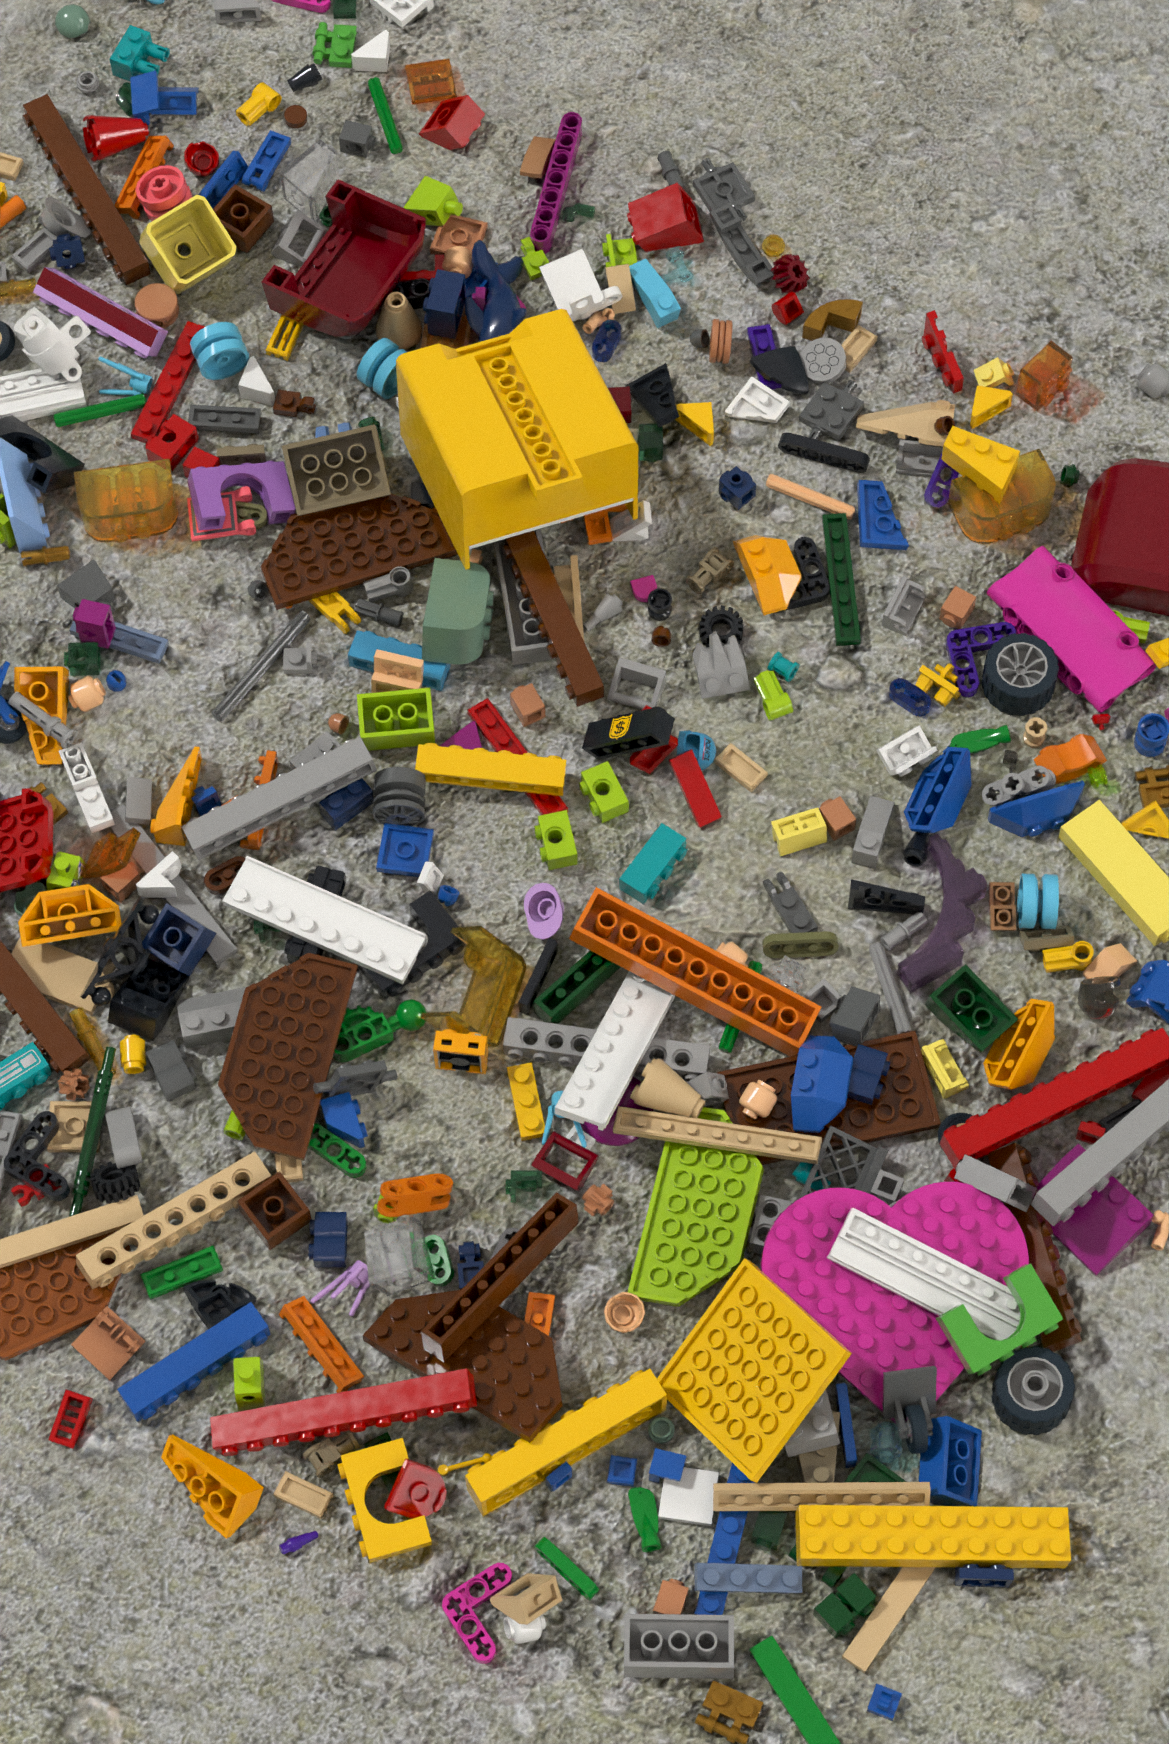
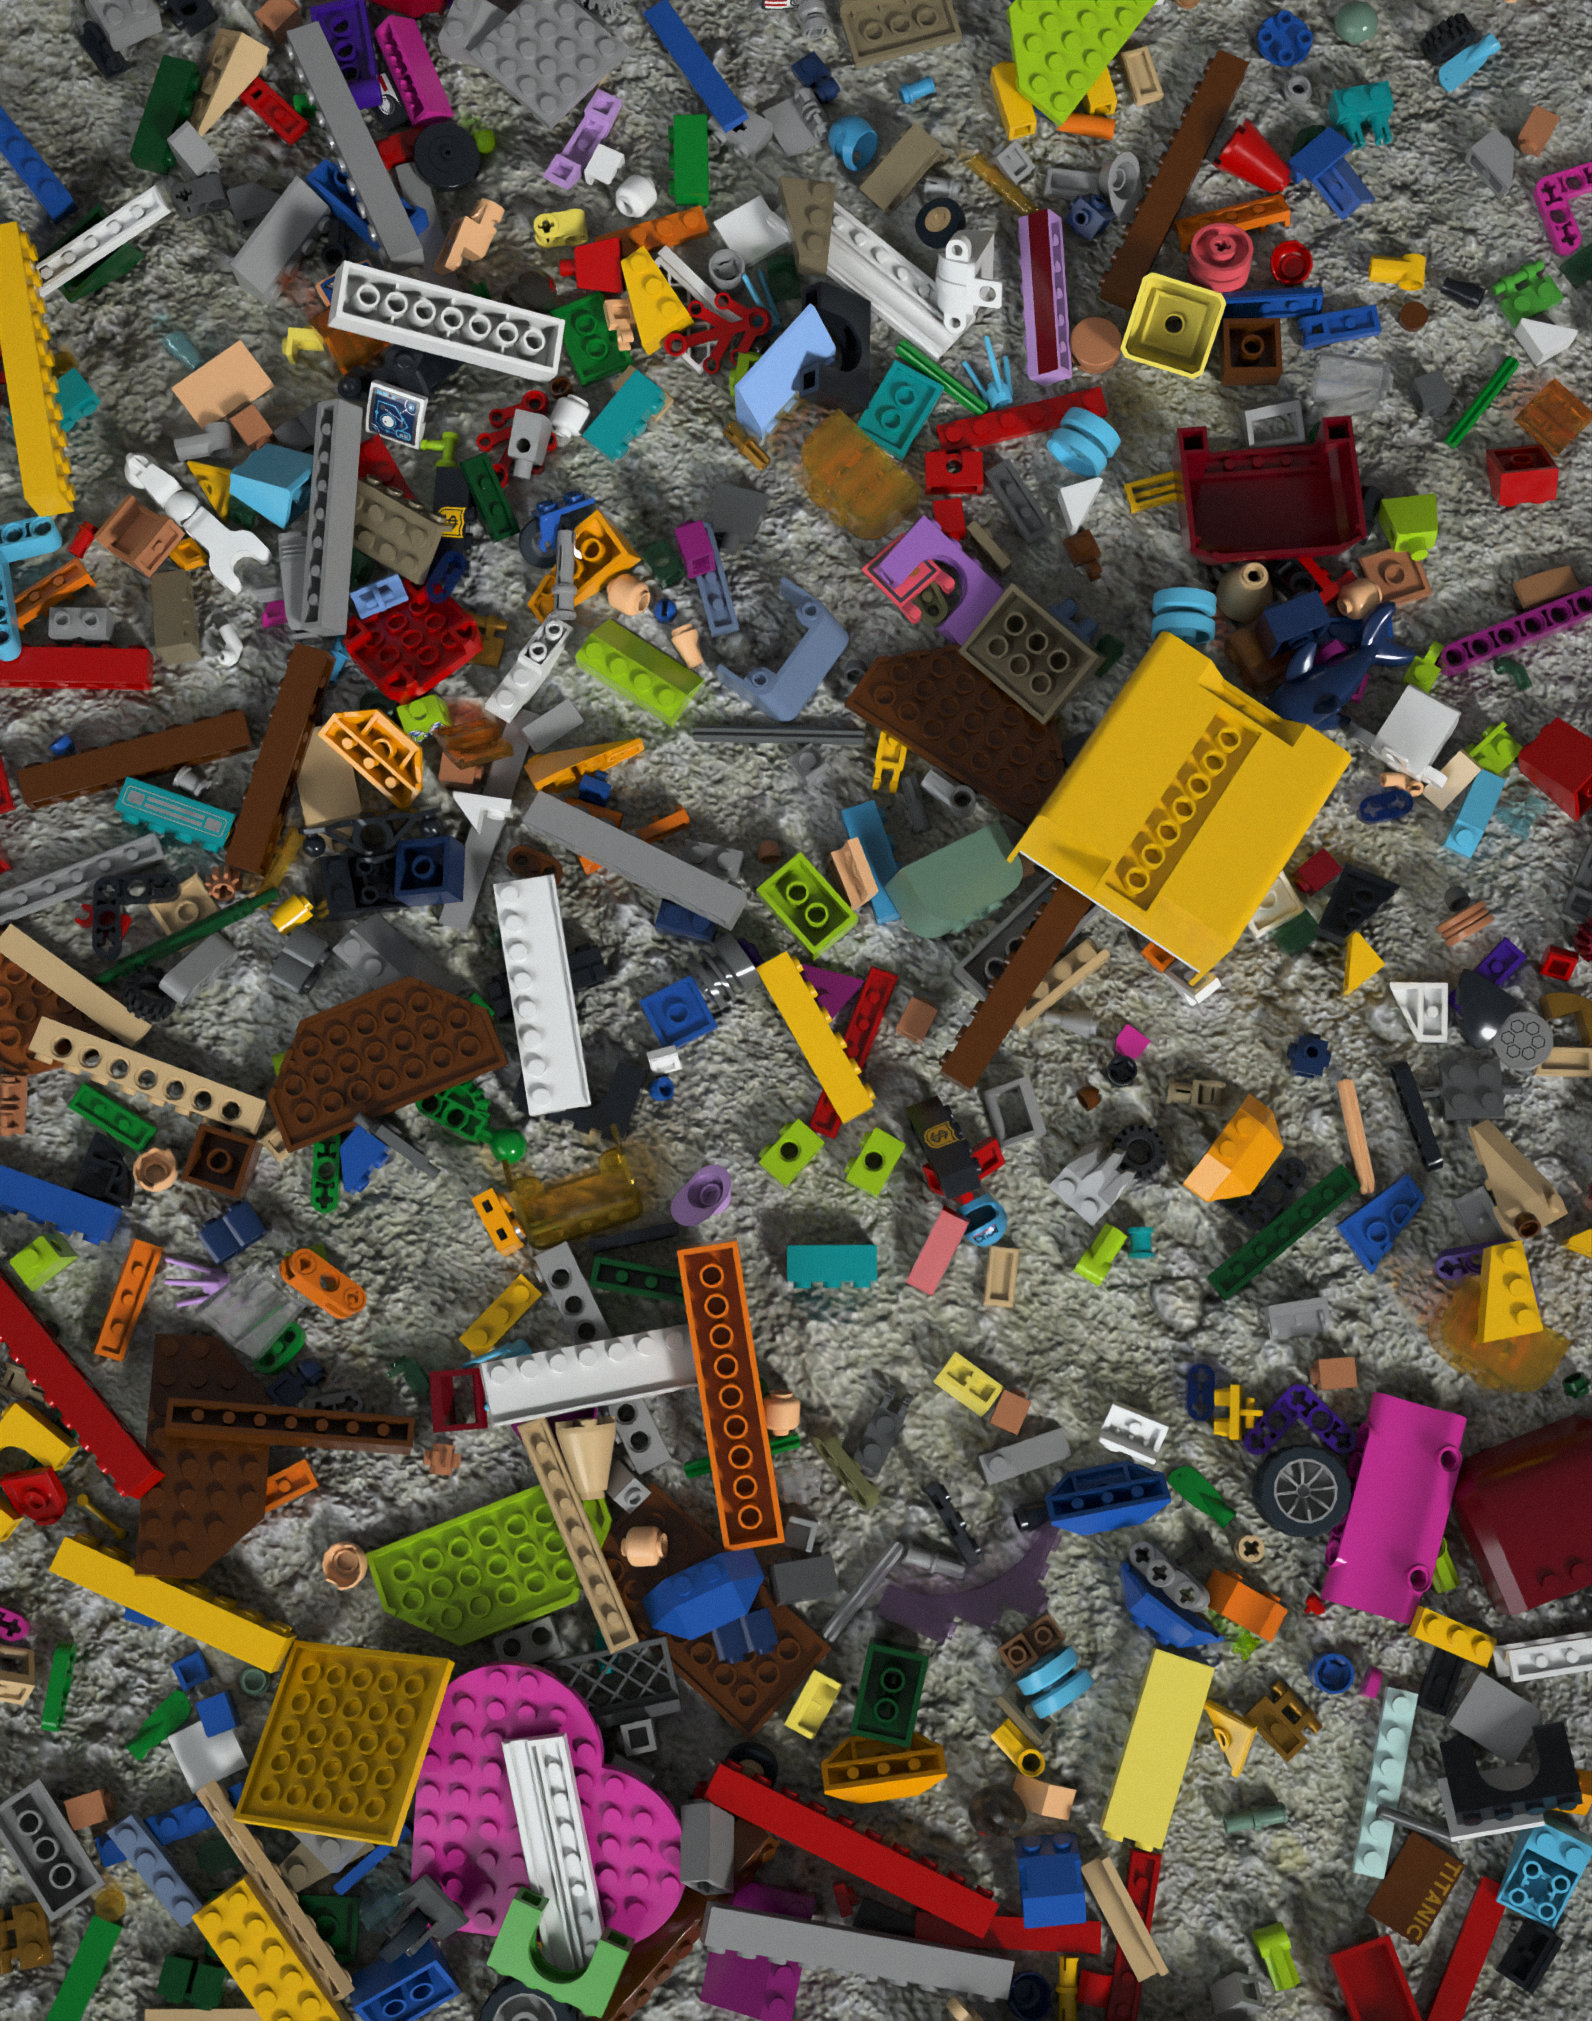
camera: 55 degrees right, 15 degrees up
(47, 67) = (1284, 39): none -> blue dish
(98, 442) = (899, 409): none -> teal plate
(146, 724) = (638, 671): none -> lime slope
(153, 680) = (688, 645): none -> light nougat cone
(227, 647) = (788, 691): none -> sand blue windscreen
(244, 1261) = (156, 1169): none -> light nougat hair
(750, 1633) = (110, 1905): none -> clear yellow plate

